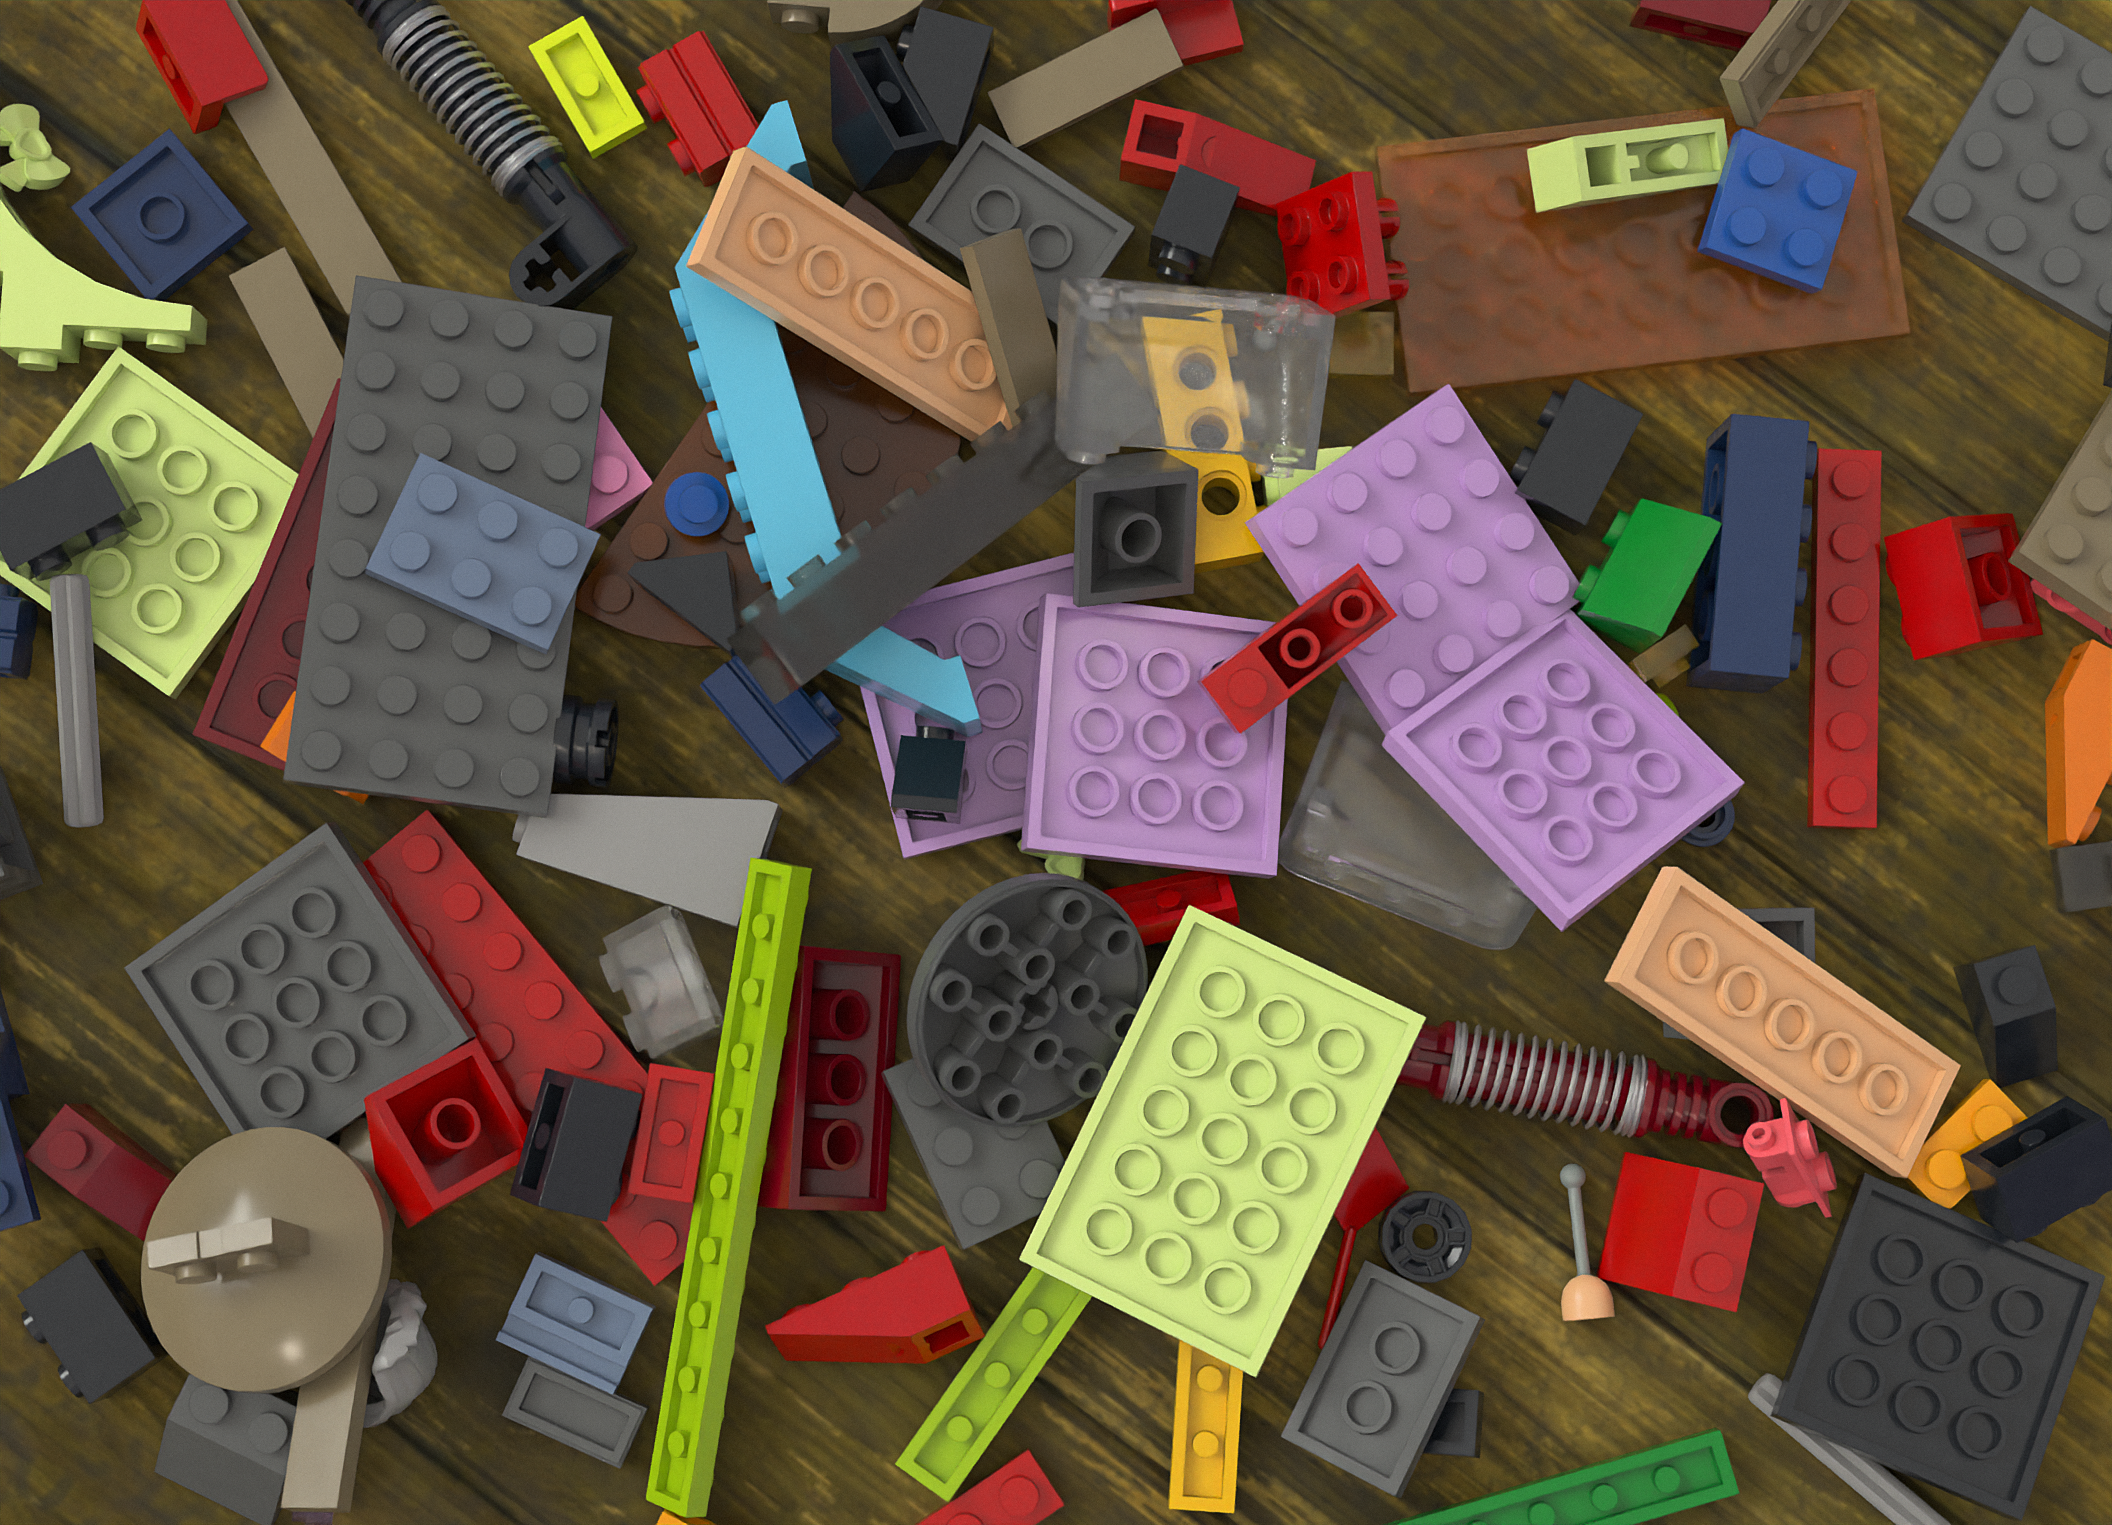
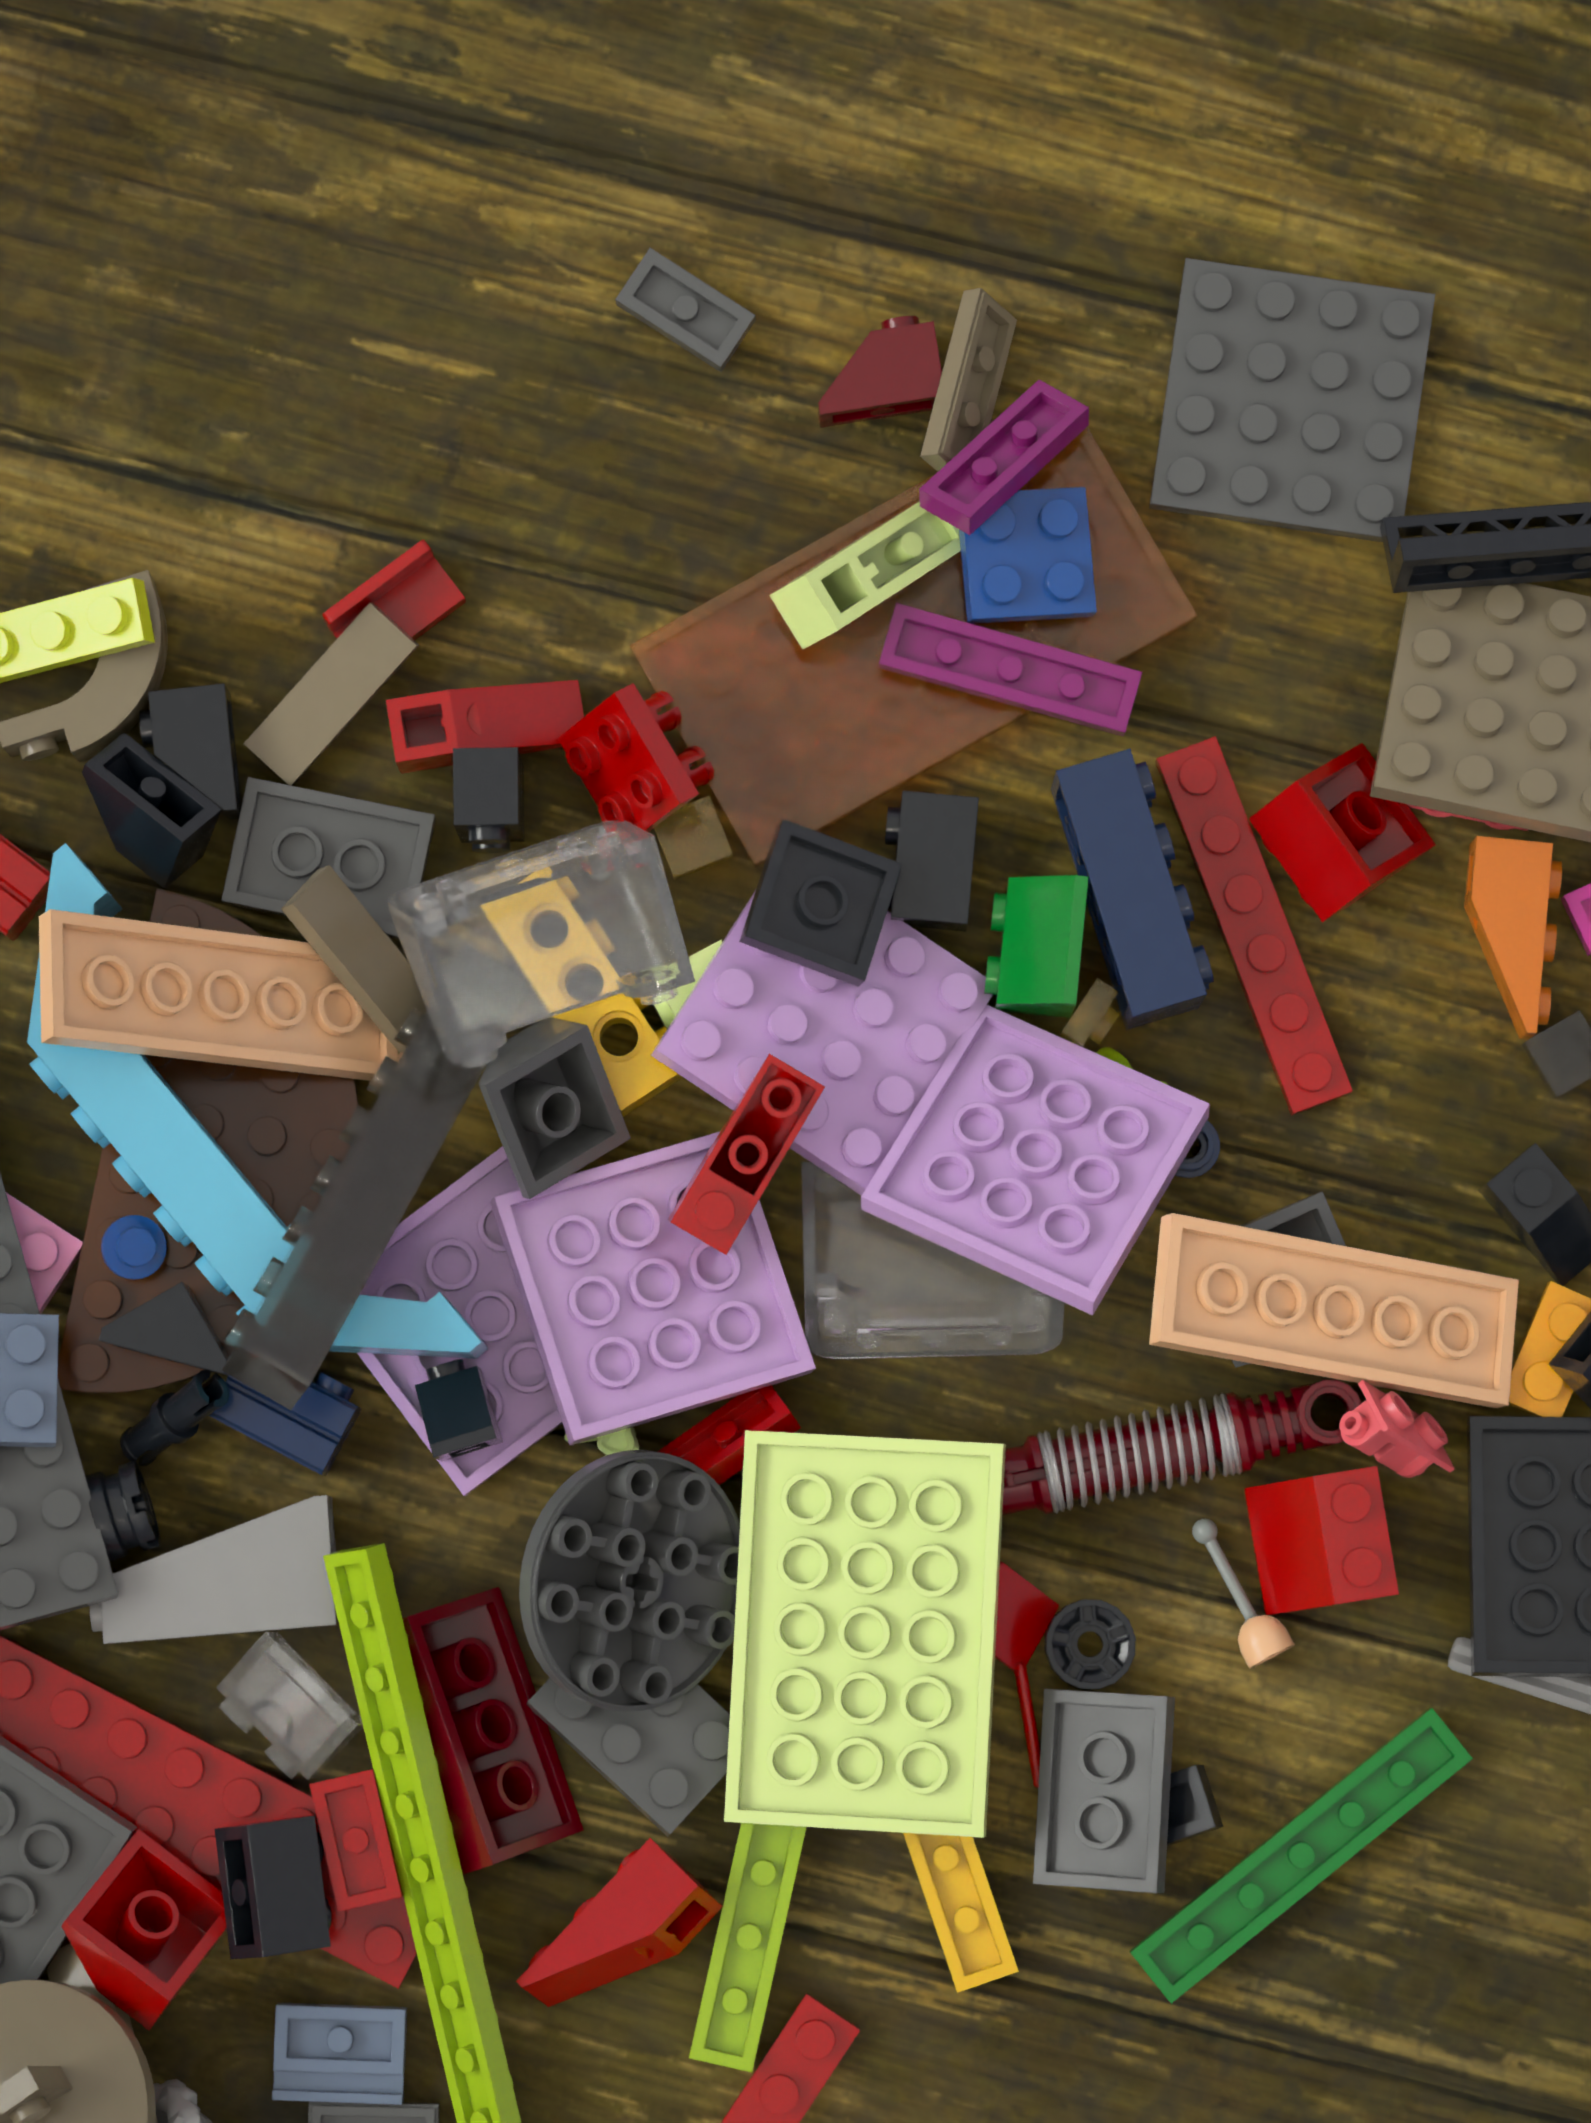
camera: 20 degrees left, 0 degrees up
(668, 675) = (174, 1417): none -> black pin
(1460, 447) = (820, 902): none -> black plate
(1720, 309) = (1010, 669): none -> magenta plate
(1796, 110) = (1004, 457): none -> magenta plate

